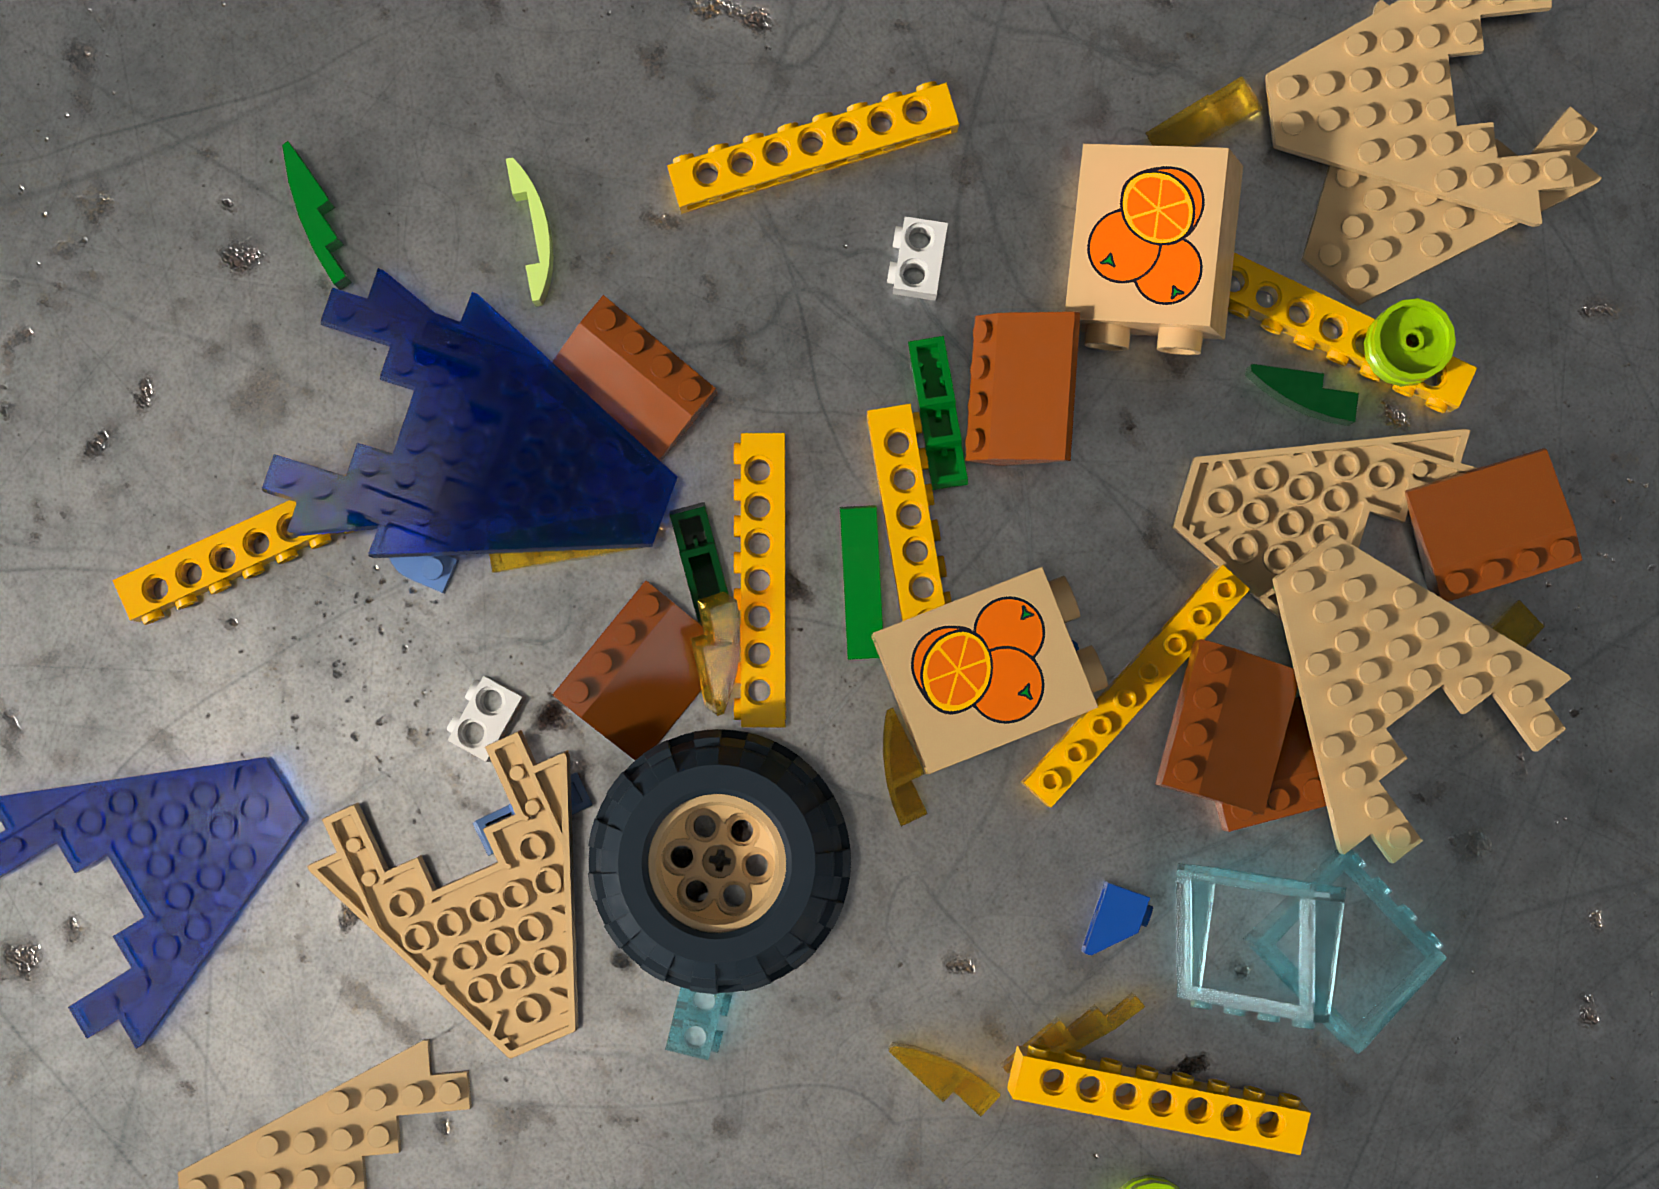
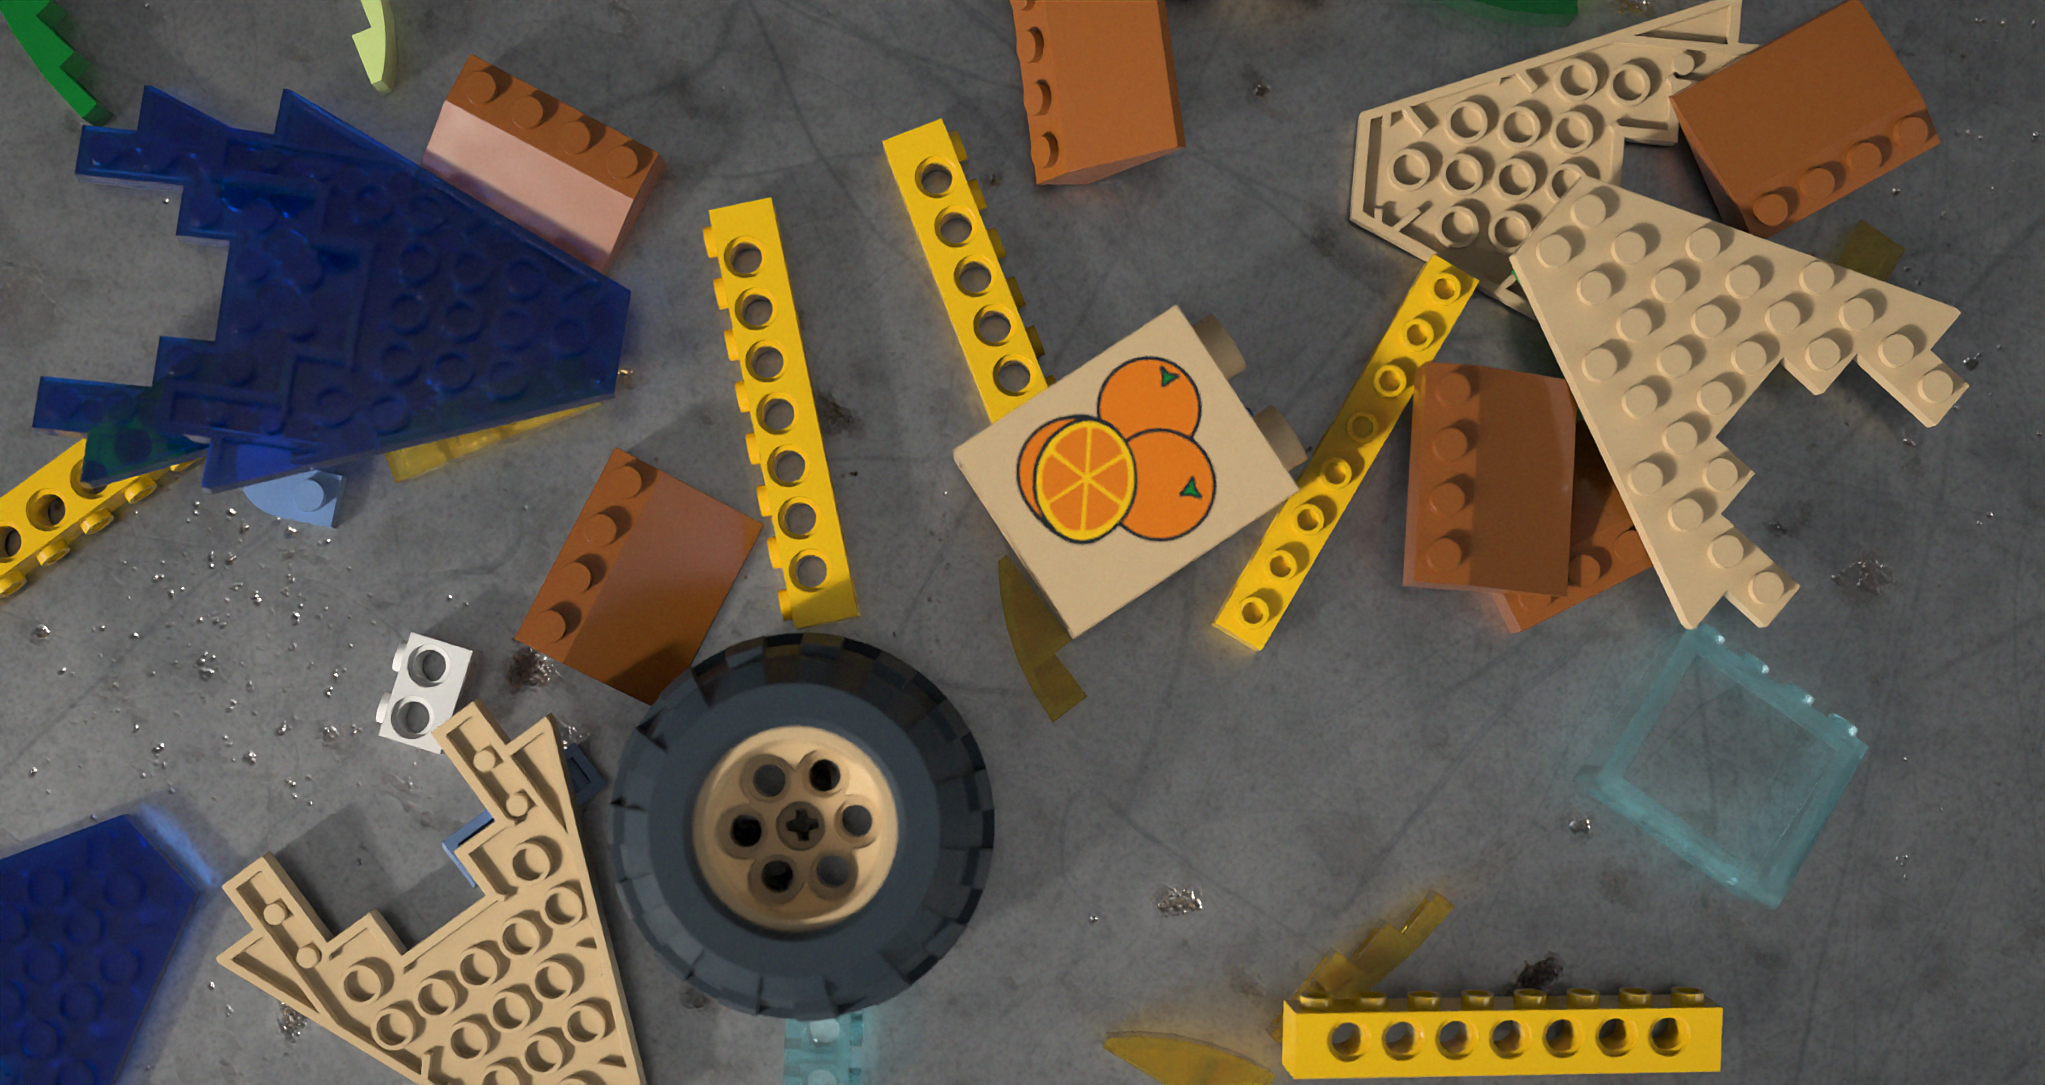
camera: 15 degrees left, 0 degrees up
(698, 552) = (691, 407): dark green slope -> none
(717, 650) = (739, 525): clear yellow slope -> none
(861, 579) = (923, 383): green slope -> none
(938, 412) = (984, 125): green slope -> none
(1116, 917) = (1386, 788): blue slope -> none
(1319, 938) = (1687, 763): clear light blue windscreen -> none

